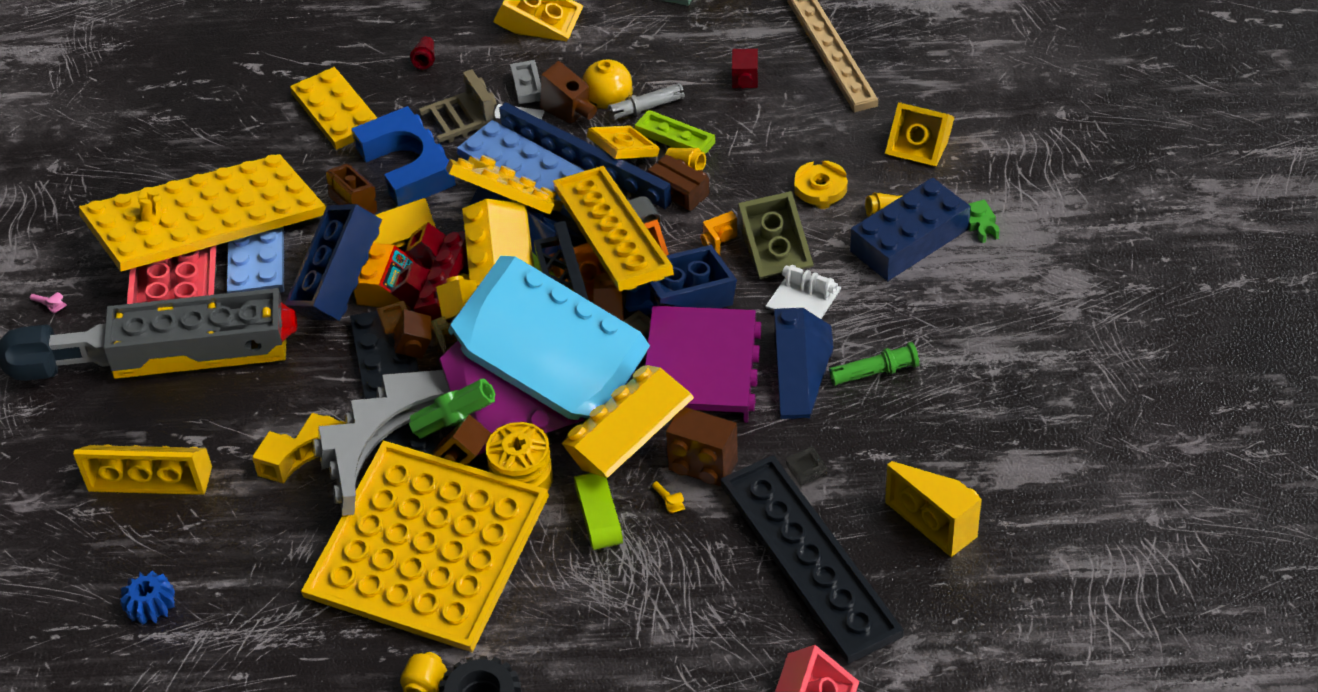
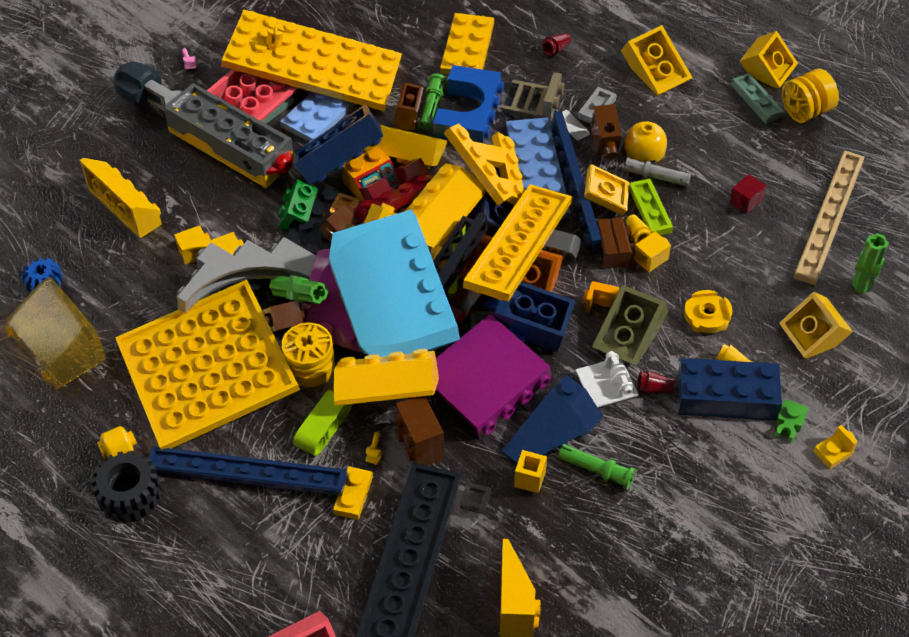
camera: 40 degrees right, 5 degrees up
(234, 627) = (55, 334): none -> clear yellow windscreen
(341, 349) = (297, 205): none -> green bracket
(350, 155) = (433, 96): none -> bright green pin
(580, 599) = (249, 471): none -> dark blue tile
(693, 546) = (354, 493): none -> yellow plate
(720, 166) = (652, 251): none -> yellow brick
(831, 407) = (530, 471): none -> yellow brick
(844, 267) = (652, 382): none -> dark red cone
(915, 51) = (869, 263): none -> bright green piece
(1039, 212) = (836, 448): none -> yellow bracket

